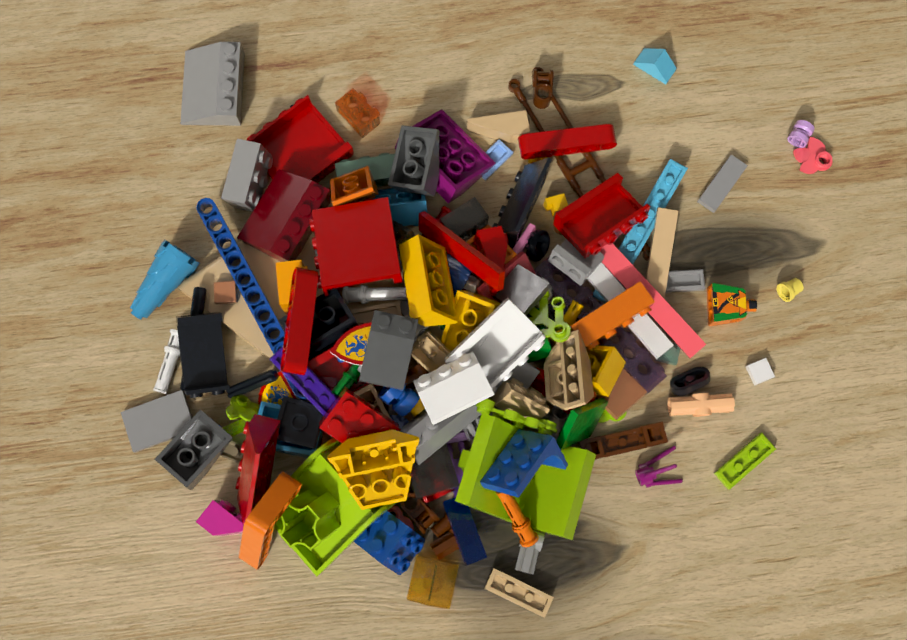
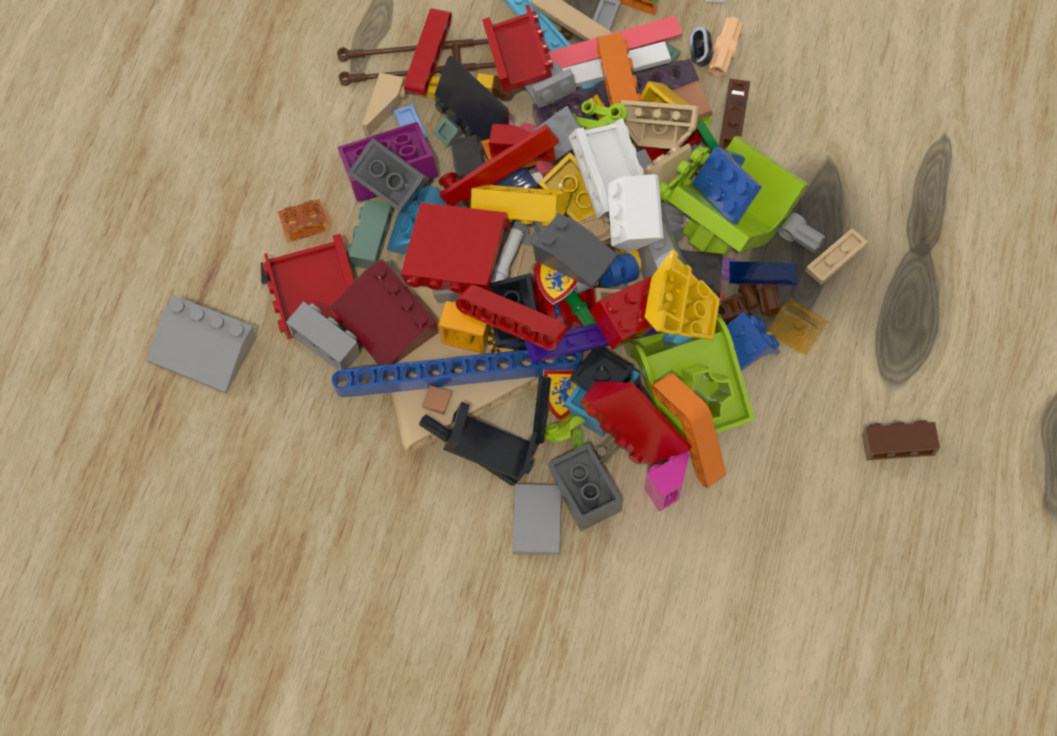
camera: 60 degrees left, 10 degrees down
(163, 277) = (389, 456): dark azure cone -> none
(171, 356) = (471, 479): white pin -> none
(353, 187) = (389, 238): orange slope -> none
(496, 192) = (447, 130): none -> sand green plate
(520, 523) = (778, 219): orange pin -> none
(538, 245) = (517, 114): black gear -> none
(542, 85) = (363, 51): reddish brown piece -> none
(646, 474) = (771, 114): magenta plant -> none
(745, 461) = (790, 35): lime tile -> none

